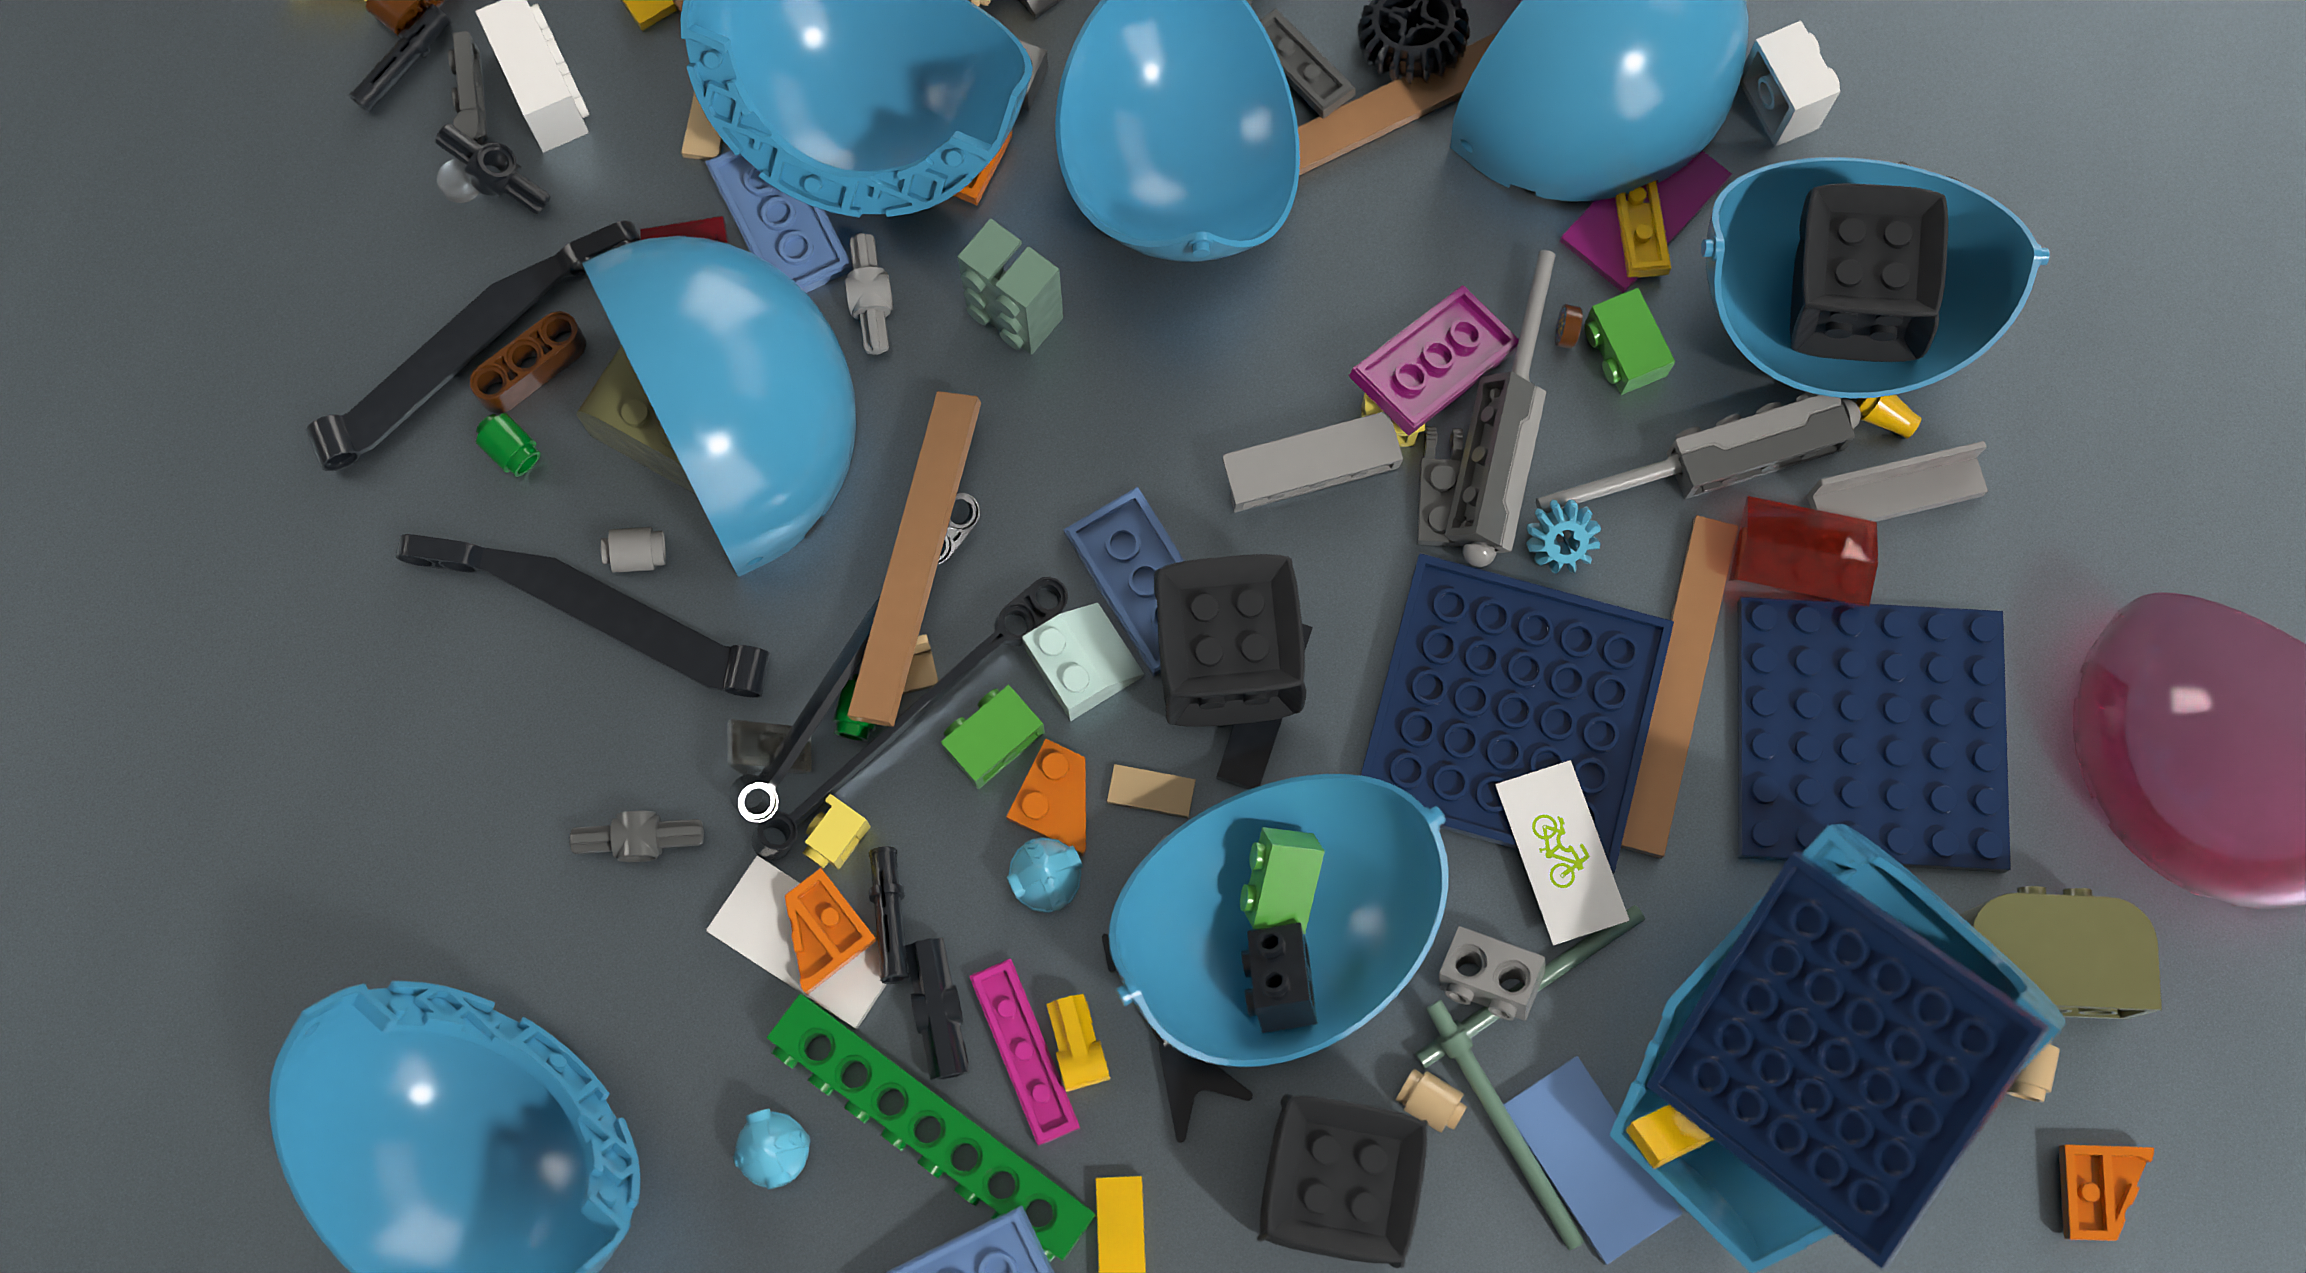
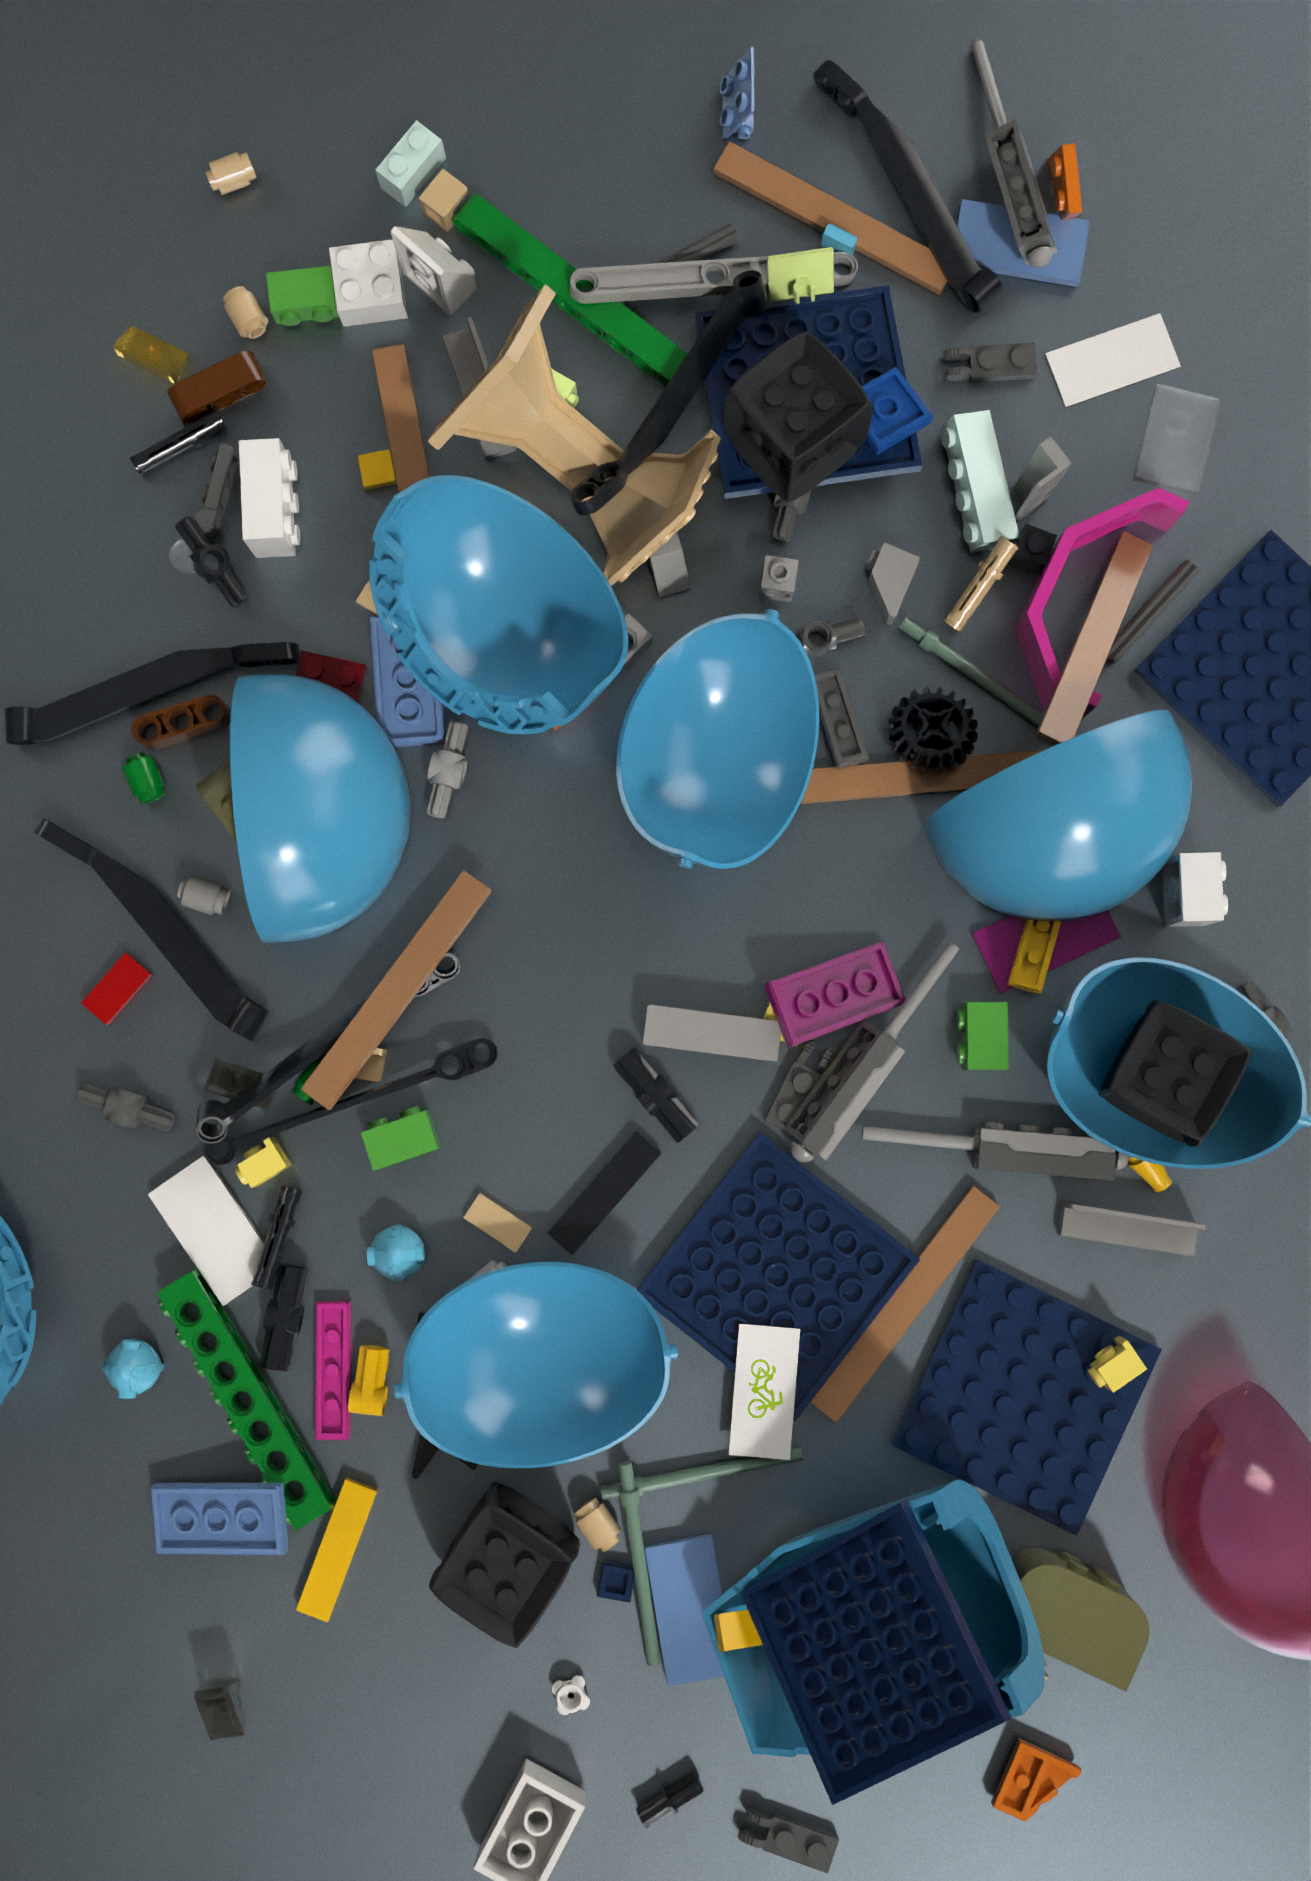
camera: 20 degrees right, 10 degrees up
(570, 703) = (116, 988): none -> red tile
(823, 930) = (227, 1231): orange wing -> none
(1017, 302) = (549, 822): sand green piece -> none
(1054, 797) = (427, 1199): orange wing -> none
(1081, 658) = (488, 1108): light aqua slope -> none
(1121, 553) = (557, 1068): medium blue tile -> none
(1230, 640) = (587, 1153): black piece -> none
(1280, 978) = (524, 1403): black brick -> none
(1282, 878) = (556, 1334): bright green brick -> none
(1314, 579) = (656, 1095): none -> black piece
(1485, 1163) = (616, 1581): none -> dark blue tile
(1497, 963) = (682, 1452): light grey brick -> none
(1554, 523) = (868, 1164): medium azure gear -> none
(1568, 326) = (945, 1006): reddish brown tile -> none
(1806, 552) = (1038, 1249): clear red slope -> none
(1960, 641) = (1116, 1365): none -> light yellow brick

